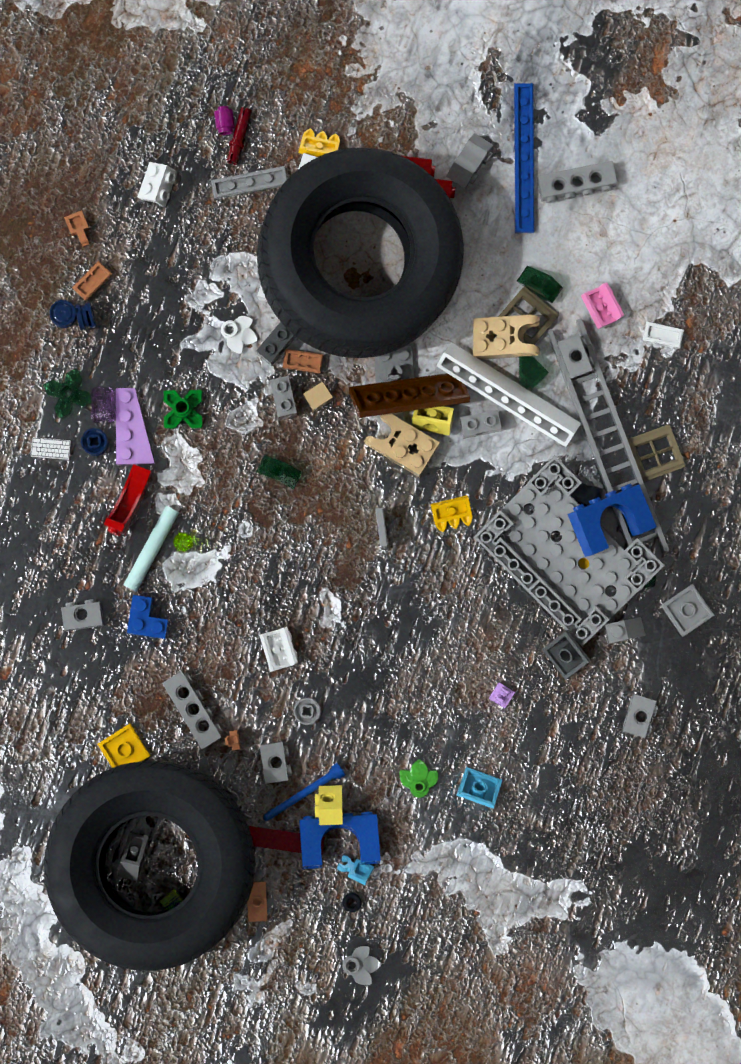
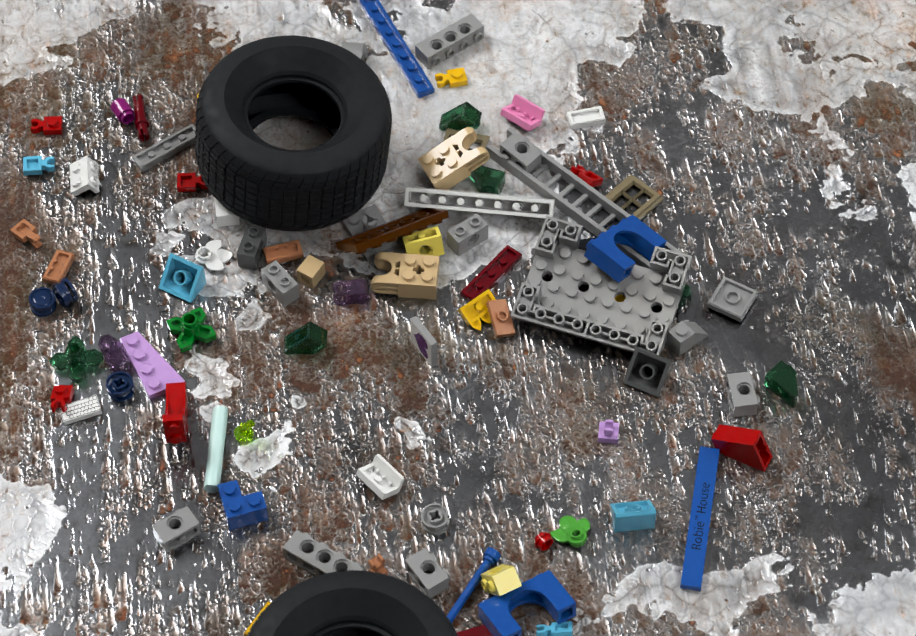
camera: 30 degrees left, 30 degrees down
(38, 428) = (60, 396): none -> red plate
(117, 148) = (35, 165): none -> medium azure plate
(150, 103) = (50, 126): none -> red plate
(197, 350) = (182, 278): none -> medium azure slope
(249, 236) = (188, 182): none -> red plate
(348, 438) = (352, 291): none -> clear purple piece
(389, 778) = (543, 541): none -> red plate
(465, 531) = (500, 318): none -> nougat plate
(482, 475) = (492, 273): none -> dark red tile
(536, 818) = (700, 519): none -> blue tile
(561, 226) = (453, 77): none -> yellow plate
(608, 770) = (743, 445): none -> red slope
(626, 410) = (587, 176): none -> red plate
(683, 722) = (783, 382): none -> clear green slope

